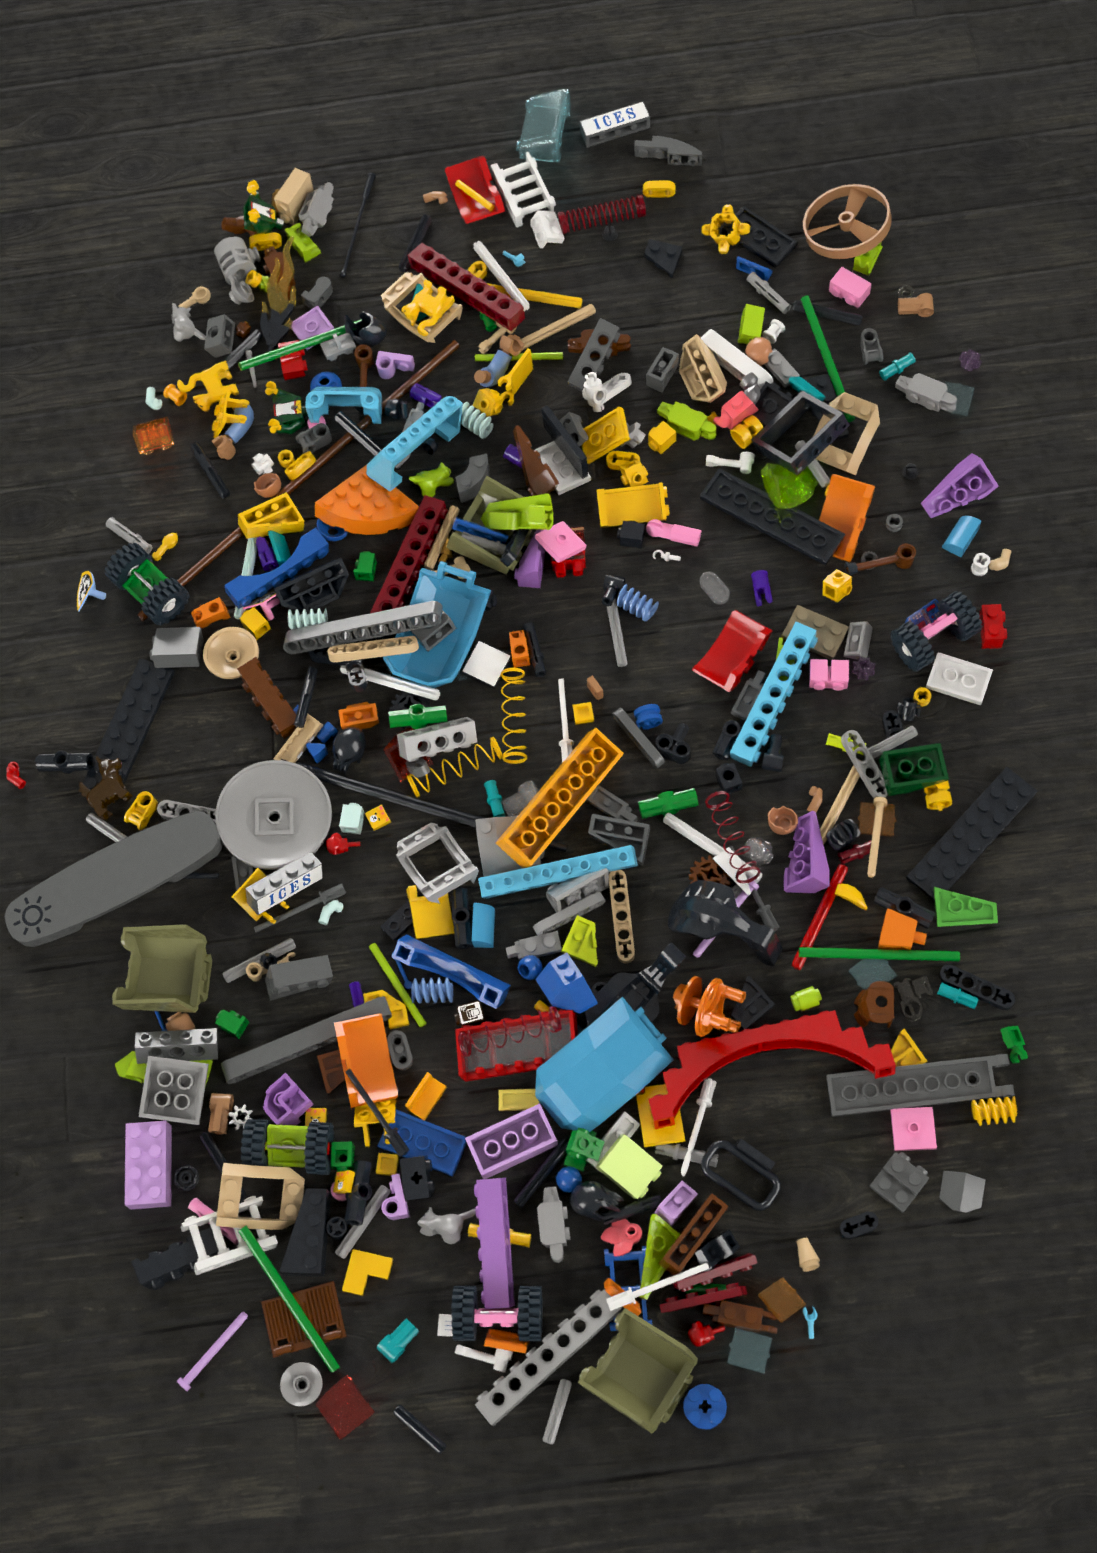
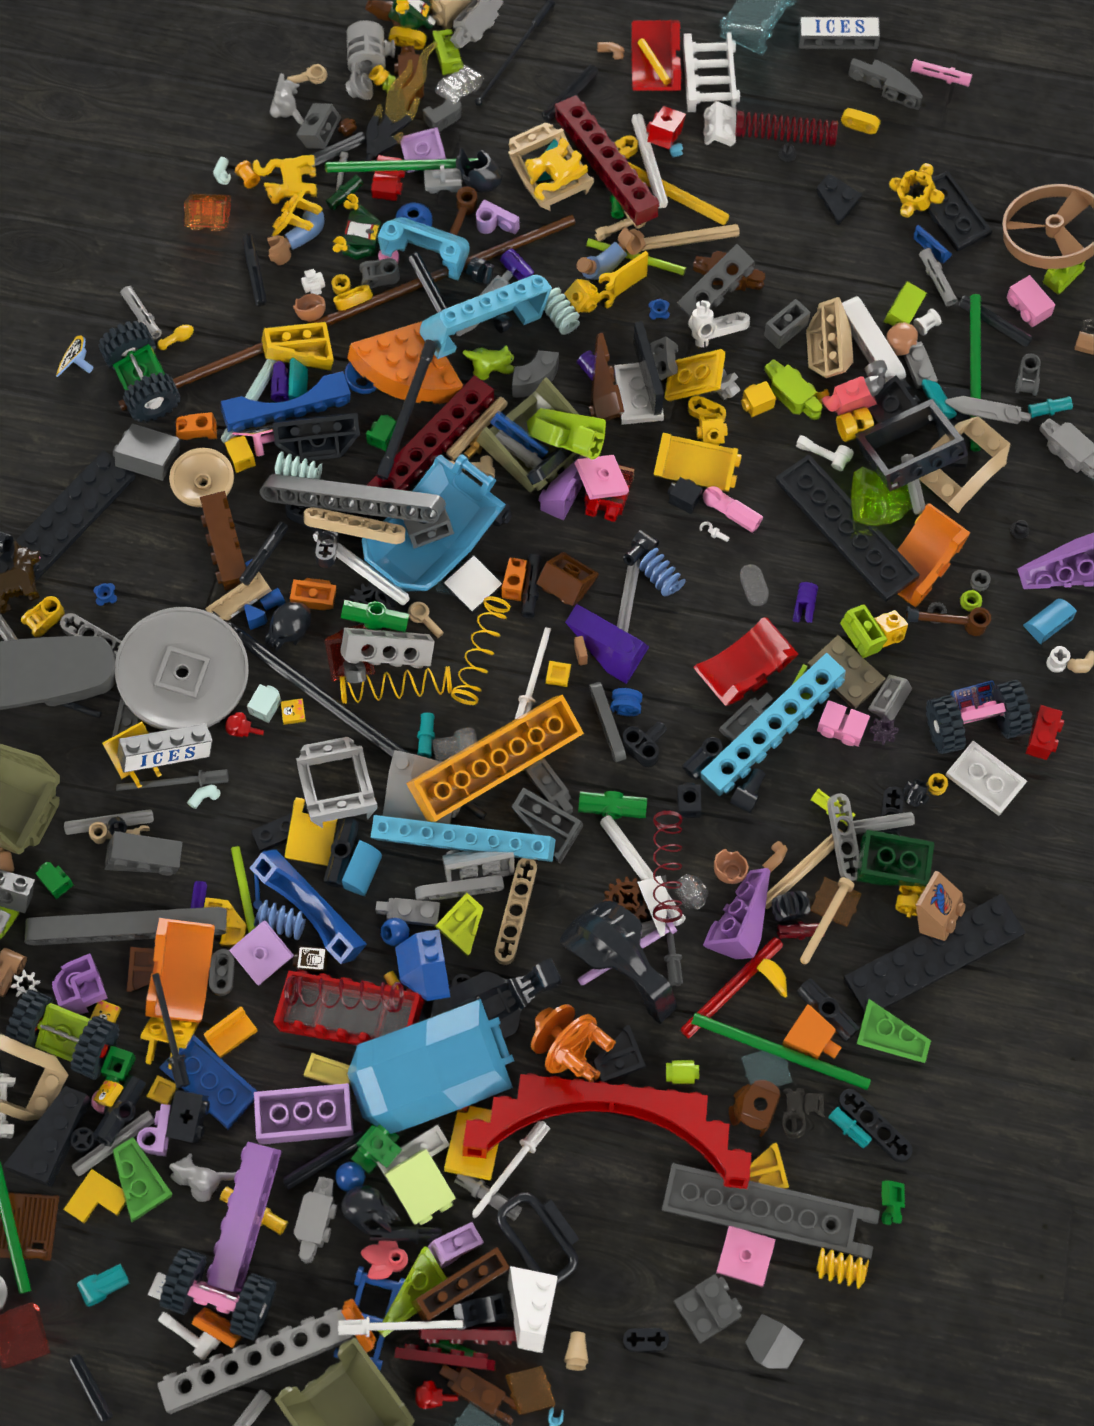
camera: 10 degrees right, 0 degrees up
(181, 773) = (105, 588): none -> blue plate
(260, 383) = (343, 191): none -> dark green pin
(323, 264) = (459, 84): none -> clear piece
(380, 588) = (388, 460): none -> black piece
(395, 1243) = (139, 1180): none -> bright green wing
(427, 1022) = (261, 952): none -> lavender plate
(453, 703) = (419, 613): none -> tan plate
(504, 244) = (665, 127): none -> red brick
(553, 388) = (659, 304): none -> blue plate
(561, 634) = (566, 578): none -> reddish brown slope
(617, 675) = (611, 646): none -> dark purple wedge
(729, 129) = (964, 79): none -> bright pink pin
(757, 1229) = (531, 1304): none -> white wedge
(817, 594) = (863, 631): none -> lime brick
(849, 384) = (988, 409): none -> light grey piece
(893, 537) = (973, 595): none -> lime plate
(963, 794) = (939, 907): none -> medium nougat slope

